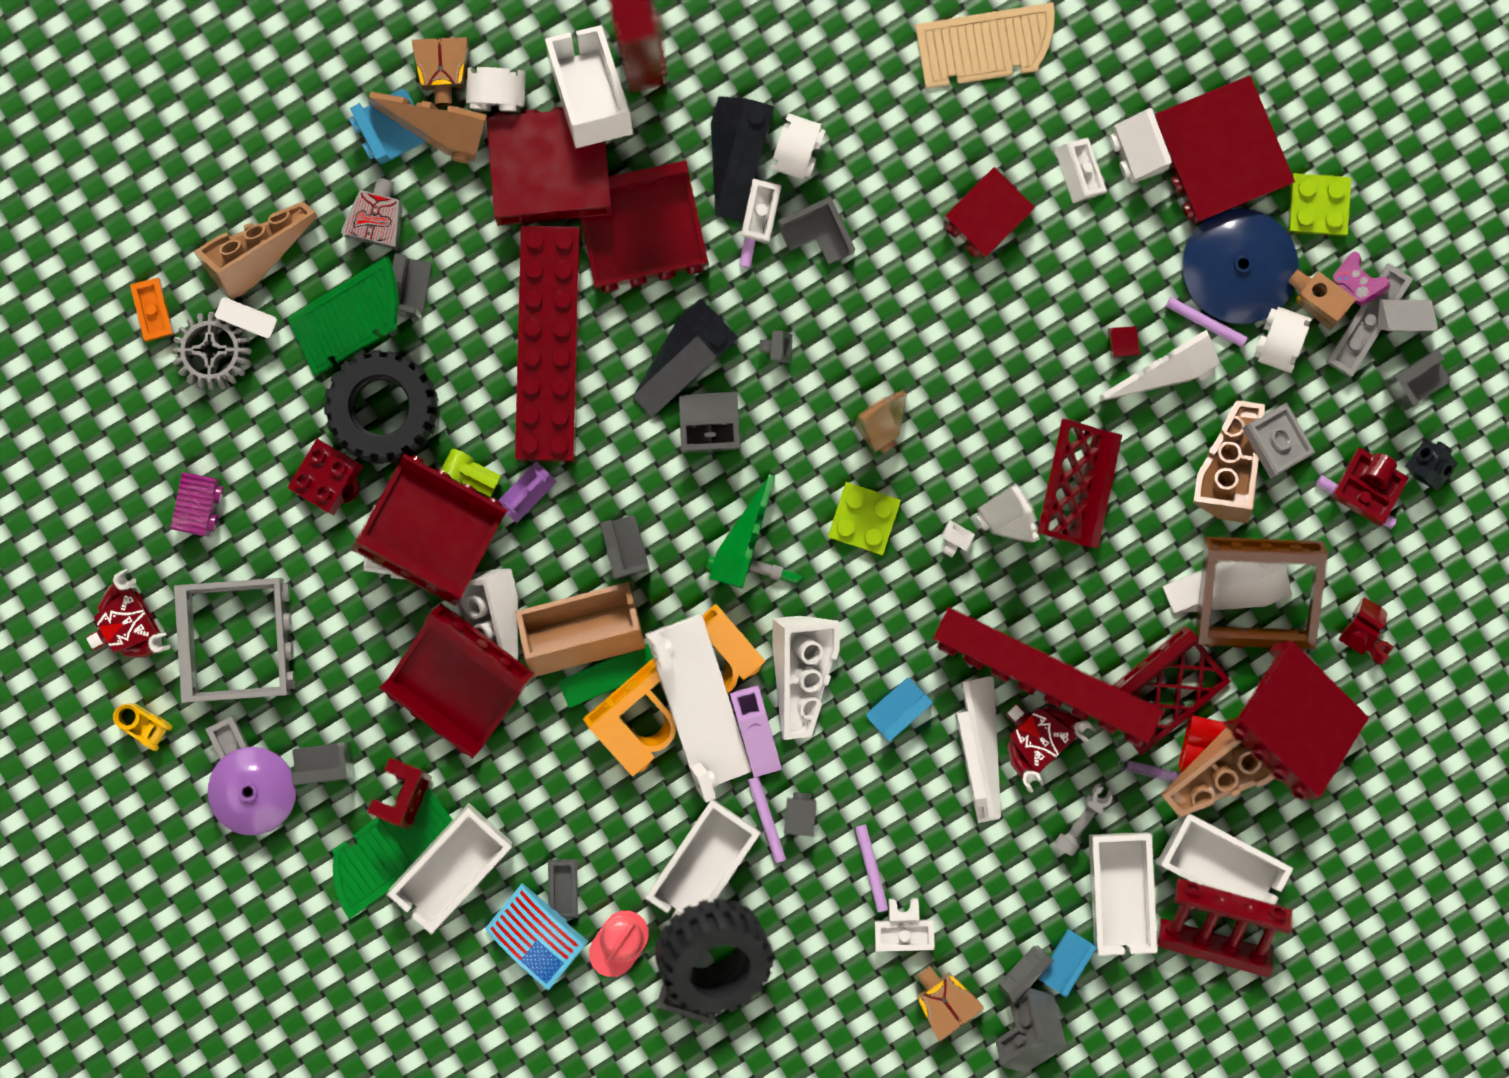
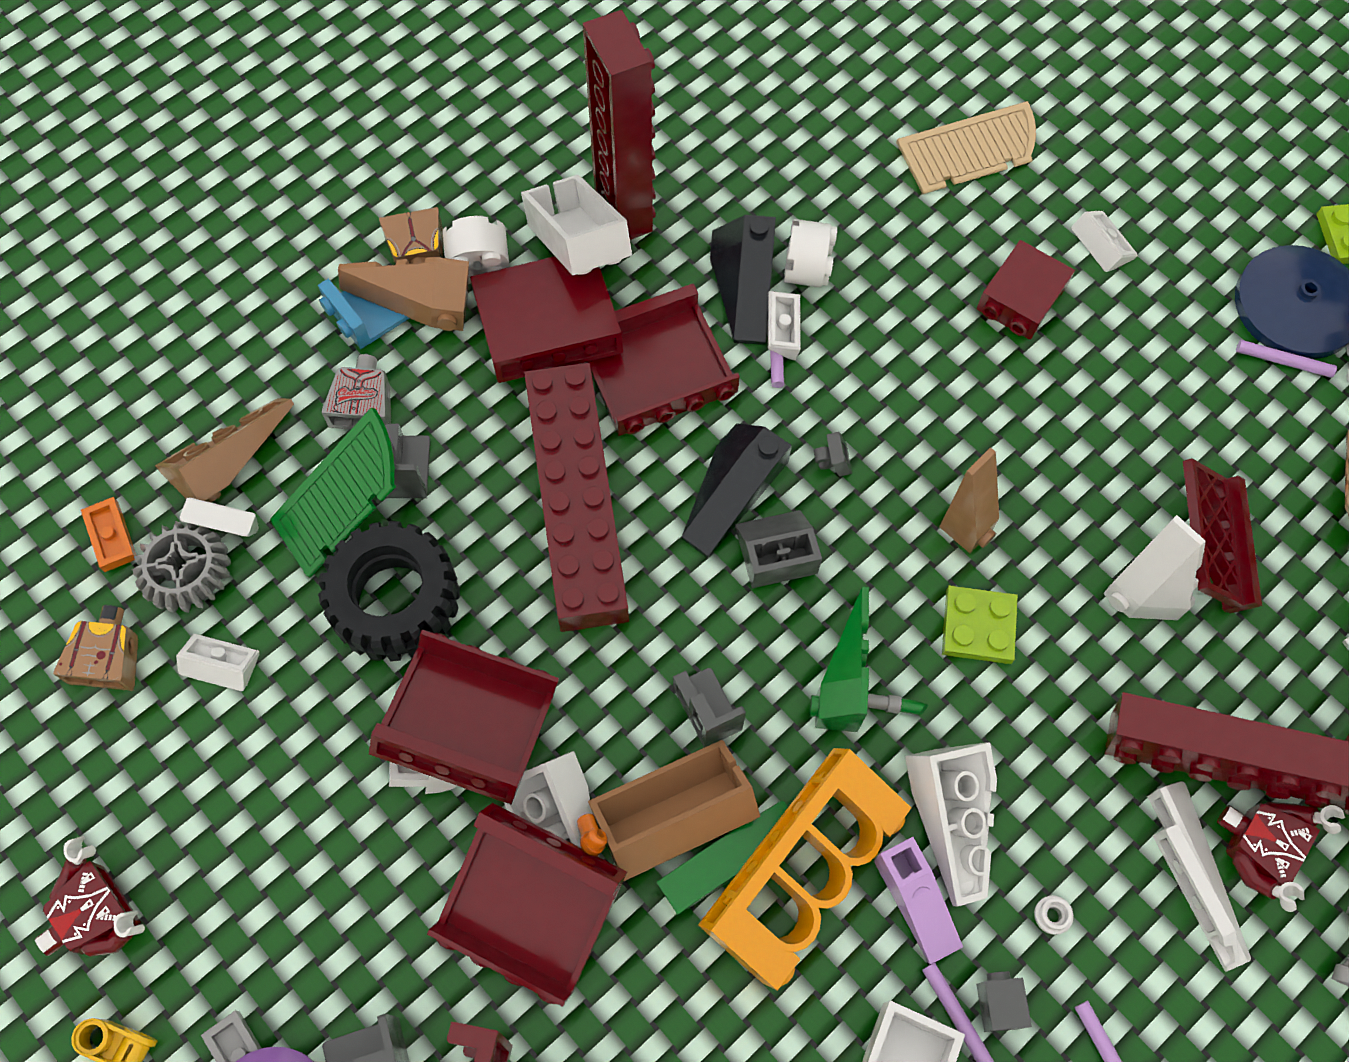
camera: 10 degrees left, 20 degrees down
(142, 415) = (100, 653): none -> medium nougat torso
(186, 639) = (169, 918): light grey window -> none
(197, 504) = (173, 746): magenta brick -> none
(234, 437) = (217, 662): none -> white slope
(326, 477) = (333, 685): dark red plate -> none
(464, 470) = (497, 642): lime piece -> none
(512, 646) = (592, 838): none -> orange arm
(527, 491) = (579, 661): medium lavender hinge -> none
(699, 704) = (845, 876): white bracket -> none
(818, 223) = (850, 326): dark grey panel -> none
(858, 768) = (1064, 912): none -> white plate
(898, 709) = (1087, 843): dark azure panel -> none
(956, 537) = (1094, 626): white tile -> none
(1123, 342) = (1205, 391): dark red slope -> none
(1140, 146) = (1165, 199): white slope -> none
(1181, 365) = (1275, 404): white wedge -> none
(1222, 150) = (1242, 195): dark red panel -> none

